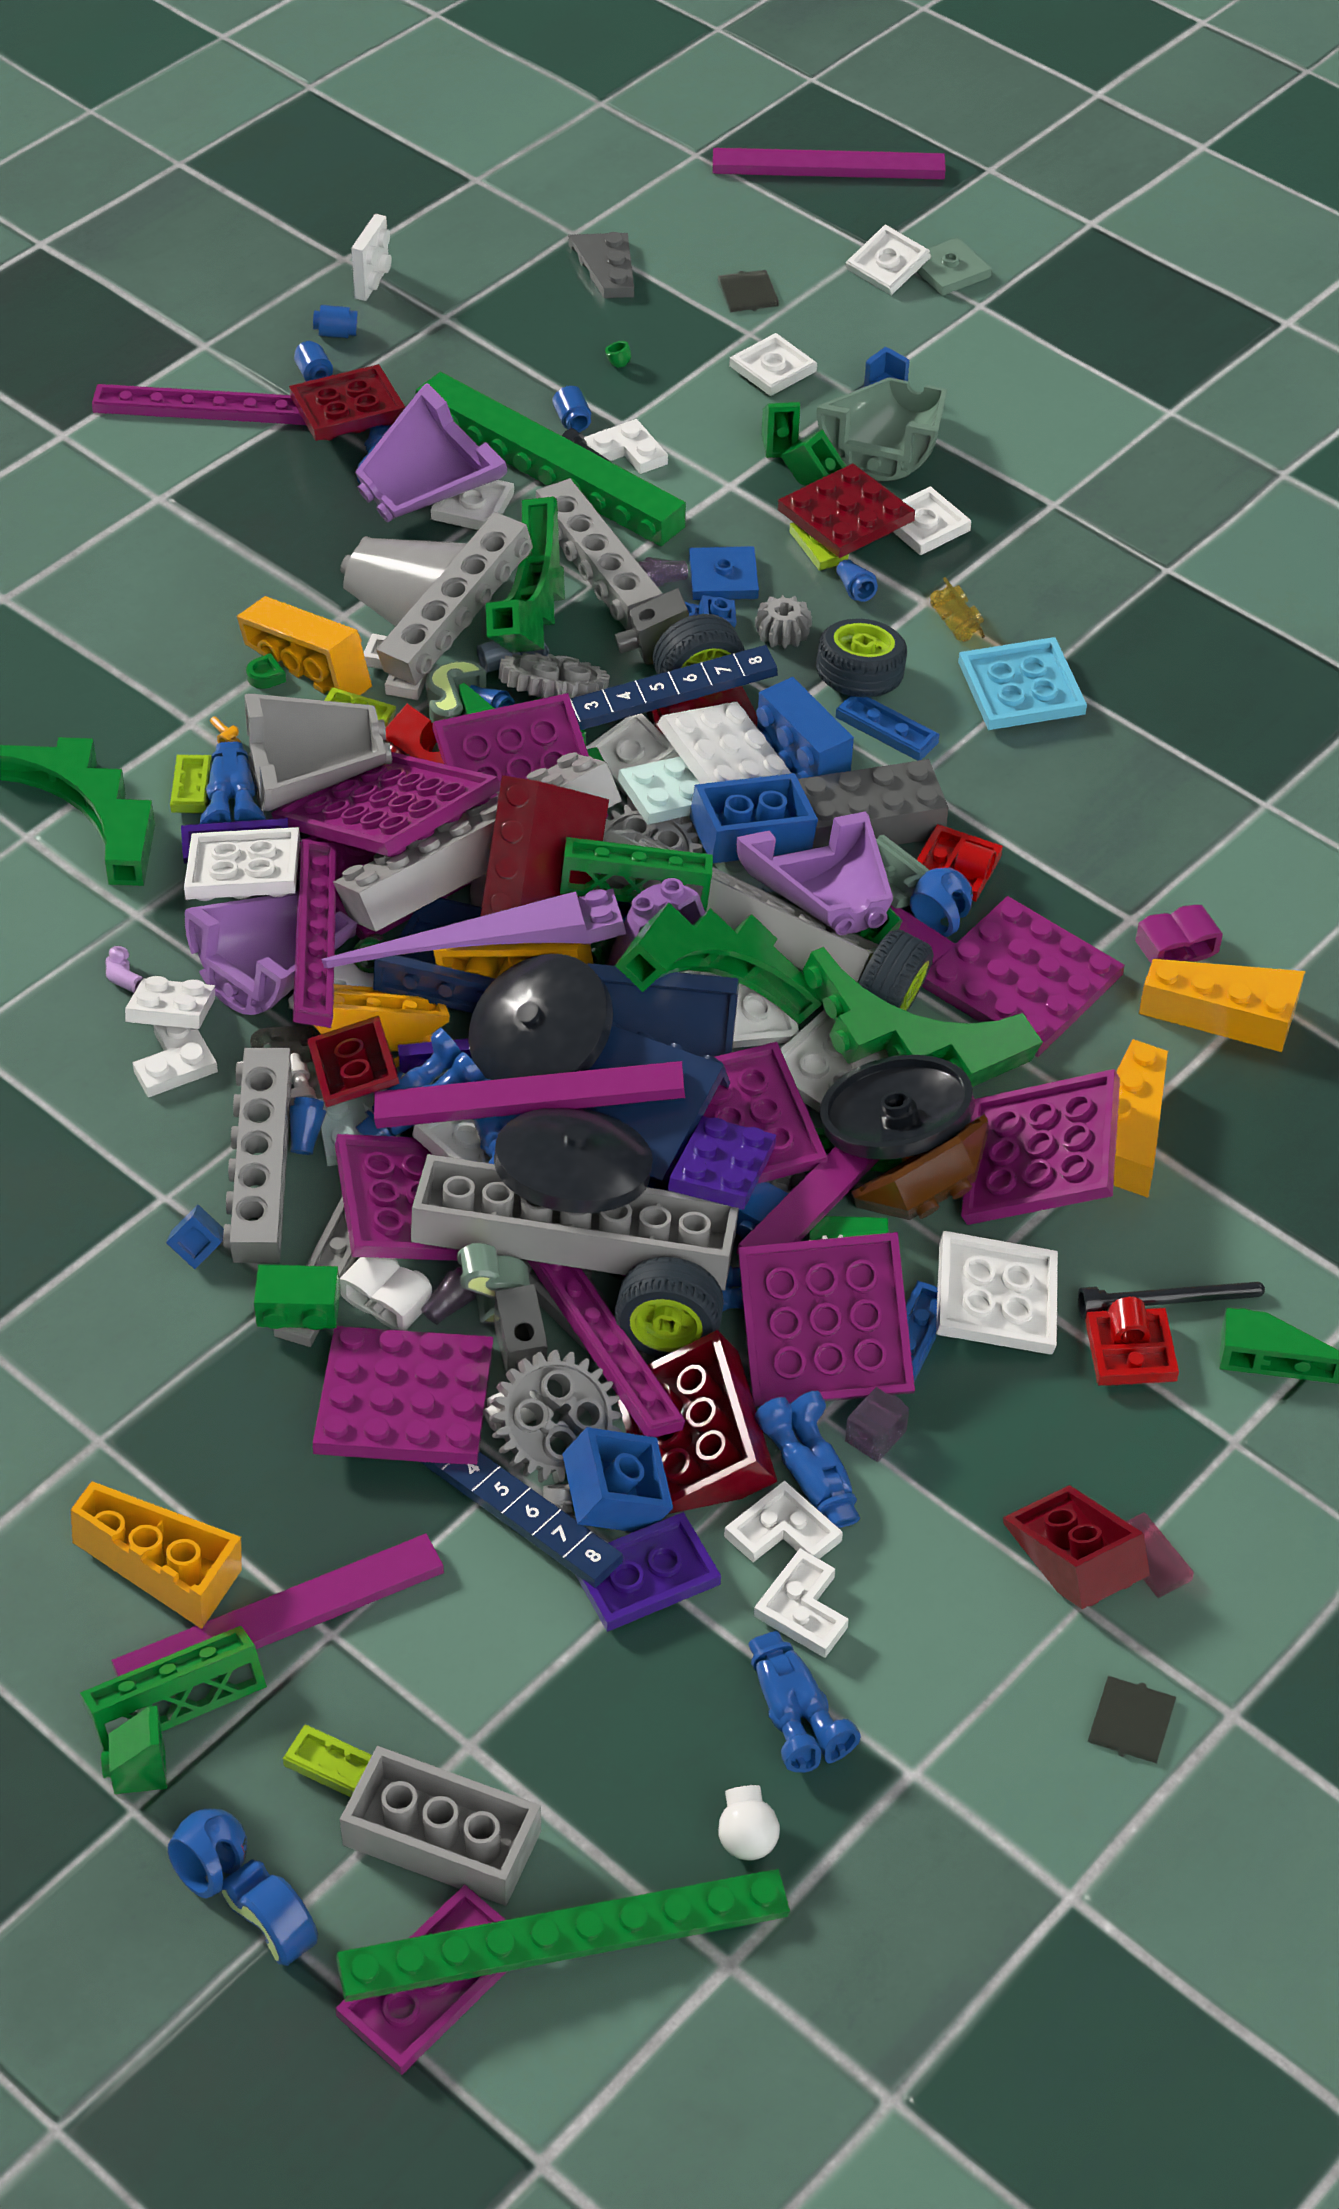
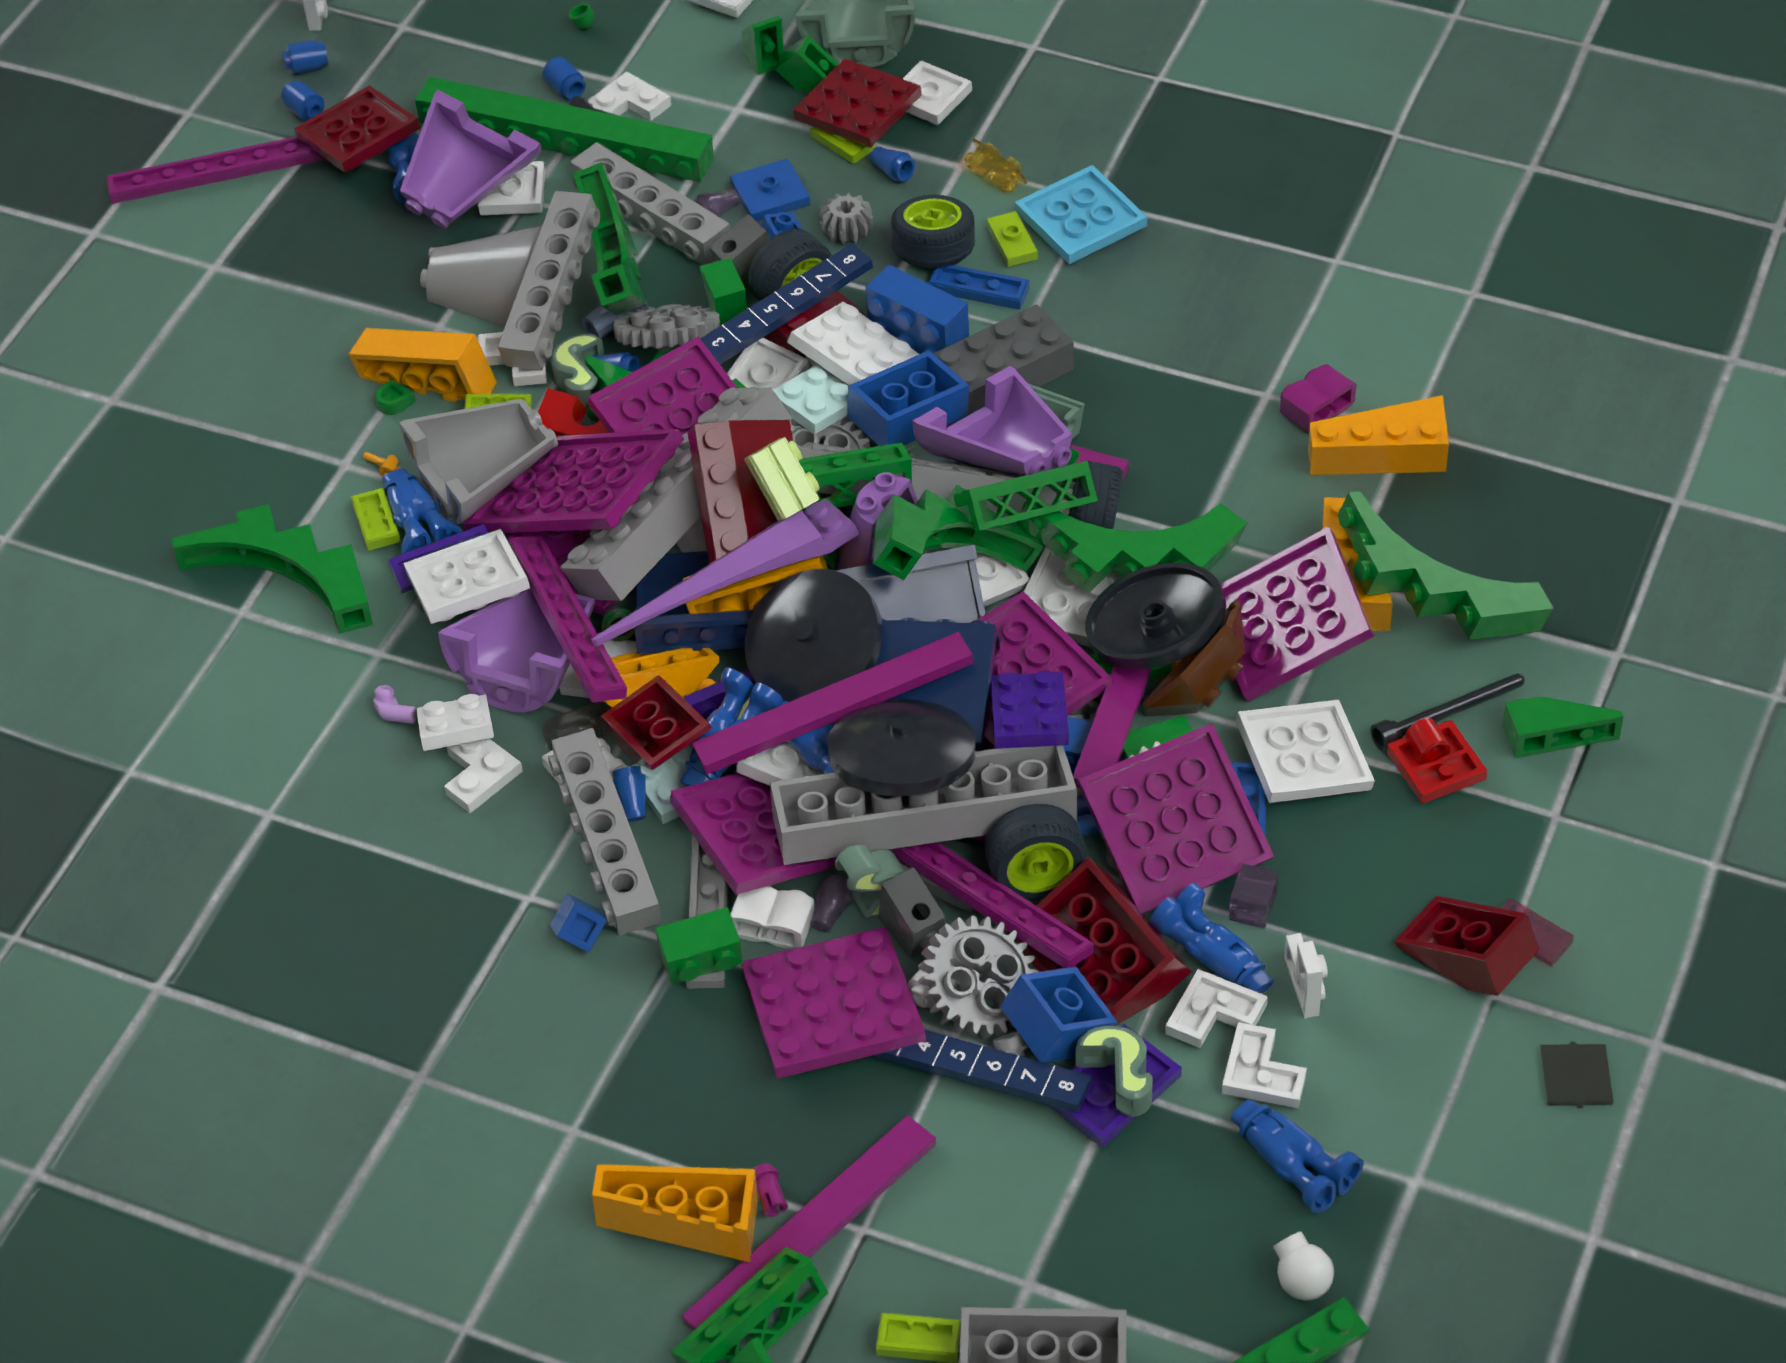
camera: 15 degrees left, 0 degrees up
(255, 1561) = (769, 1190): none -> magenta pin
(568, 853) = (783, 478): none -> yellowish green brick
(625, 654) = (723, 289): none -> green slope
(665, 1553) = (1128, 1053): none -> sand green animal
(809, 933) = (1020, 485): none -> green fence
(892, 1522) = (1306, 973): none -> white plate
(941, 895) = (1100, 420): blue helmet -> none
(942, 688) = (1012, 239): none -> lime plate
(962, 852) = (1099, 385): red plate -> none
(1024, 966) = (1195, 463): magenta plate -> none
(1203, 1167) = (1392, 565): none -> green arch

